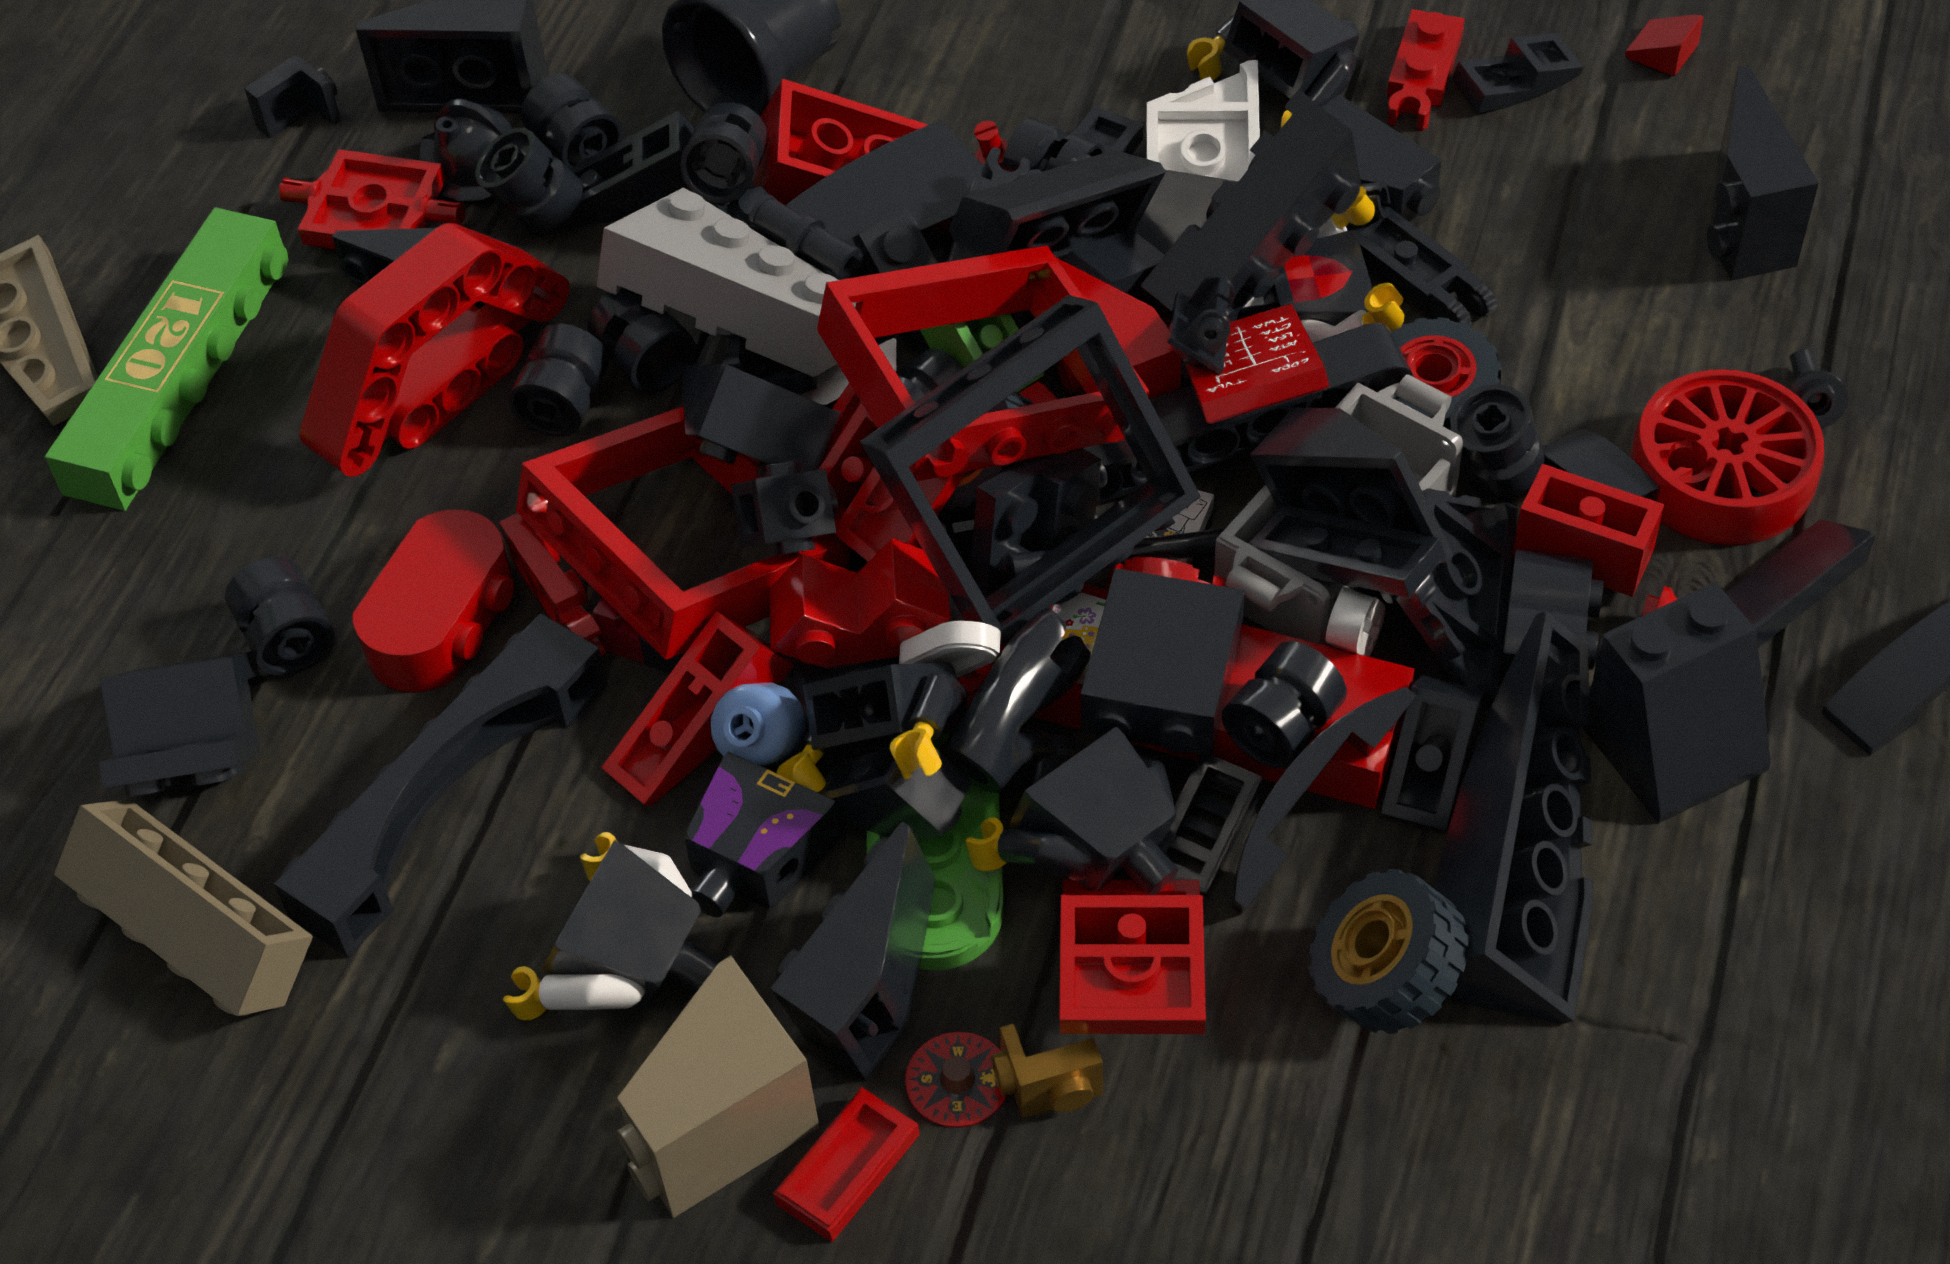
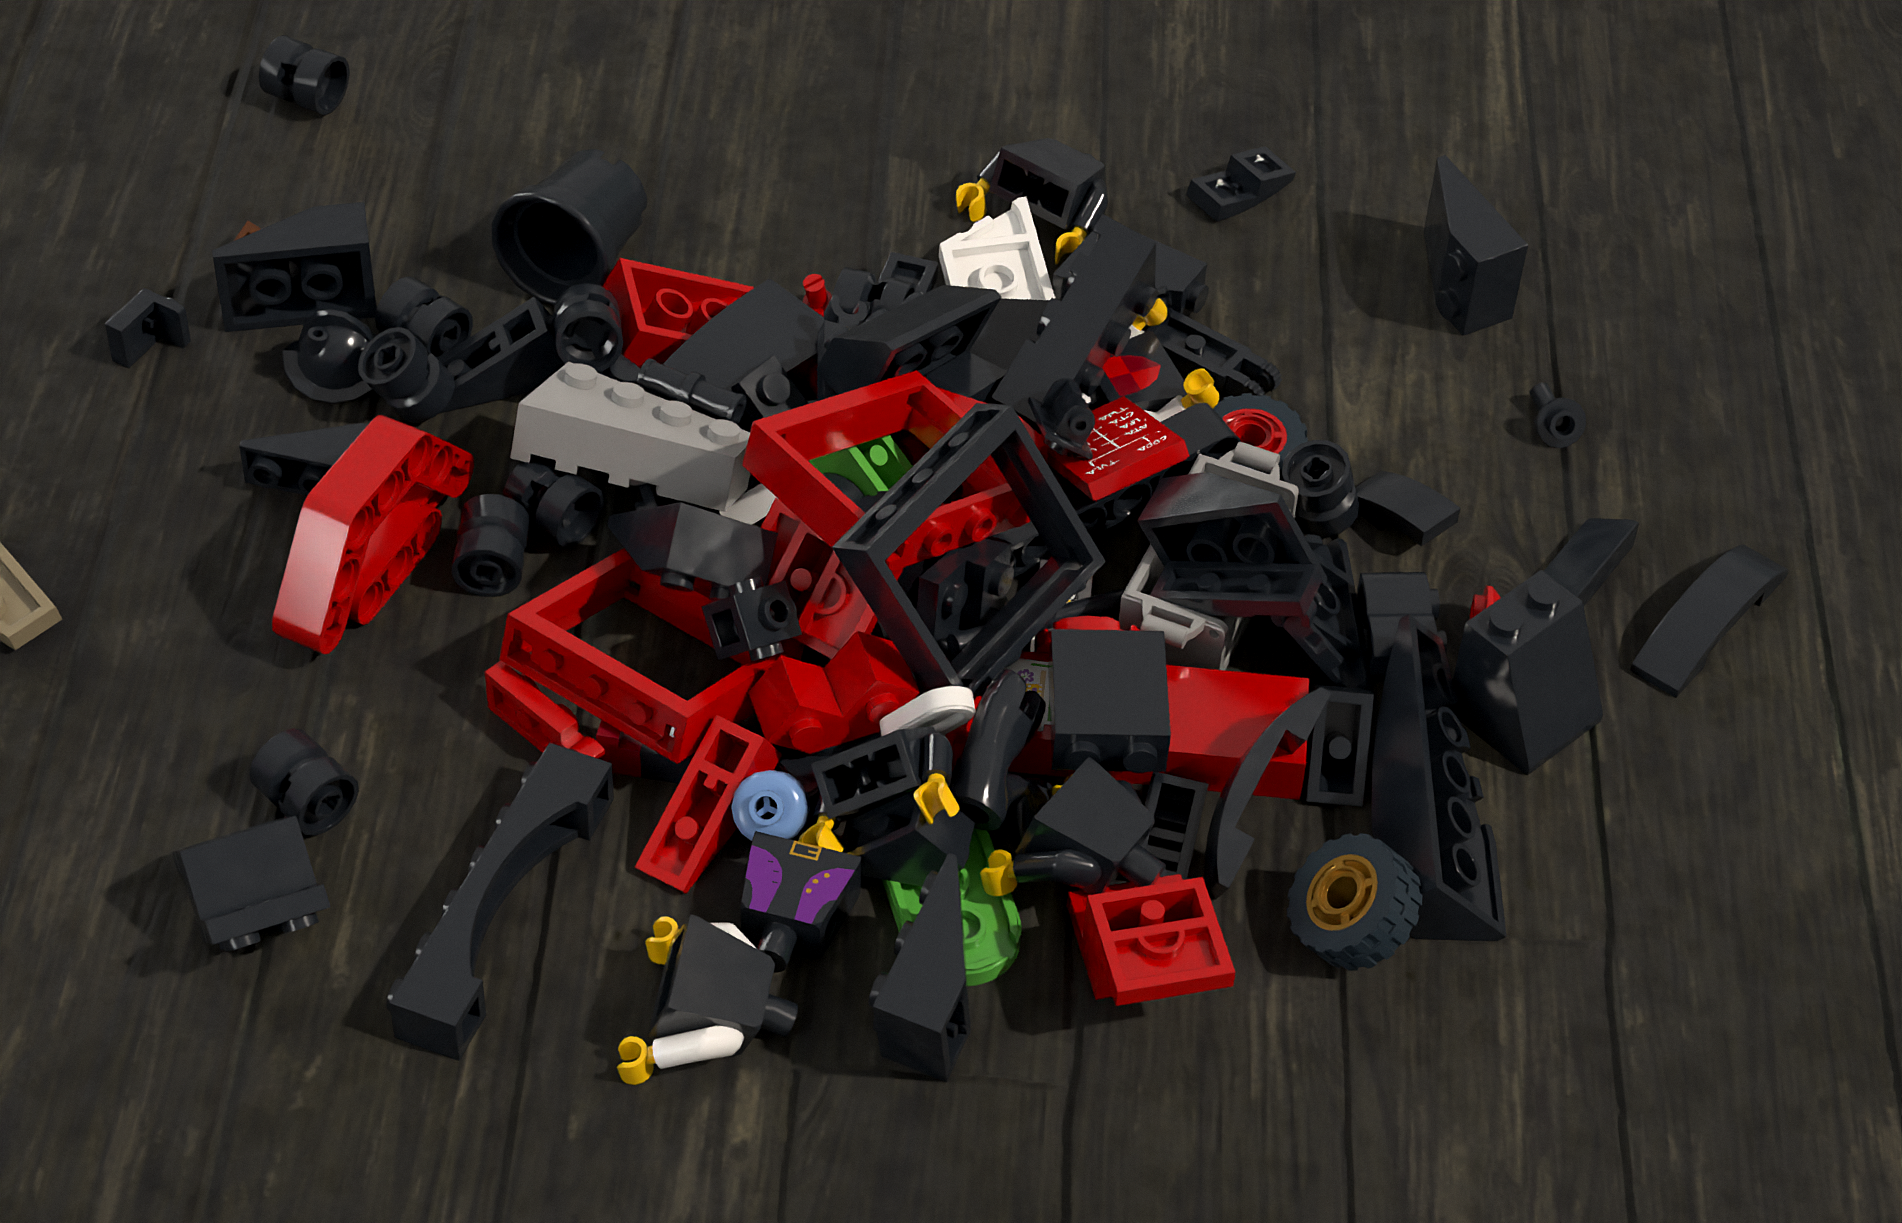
camera: 20 degrees left, 5 degrees down
(167, 360) = (113, 576): bright green brick -> none
(183, 907) = (306, 1037): dark tan brick -> none
(370, 194) = (252, 406): red plate -> none
(434, 601) = (441, 749): red brick -> none
(715, 1095) = (843, 1104): dark tan slope -> none
(846, 1164) = (954, 1148): red tile -> none
(954, 1080) = (1023, 1067): piece -> none
(1048, 1080) = (1104, 1051): pearl gold bracket -> none
(1284, 704) = (1220, 719): black wheel -> none
(1355, 622) = (1249, 647): white beam -> none
(1423, 65) = (1159, 186): red plate -> none
(1590, 521) = (1415, 541): red brick -> none
(1666, 43) = (1356, 145): red slope -> none
(1729, 434) = (1502, 463): red piece -> none

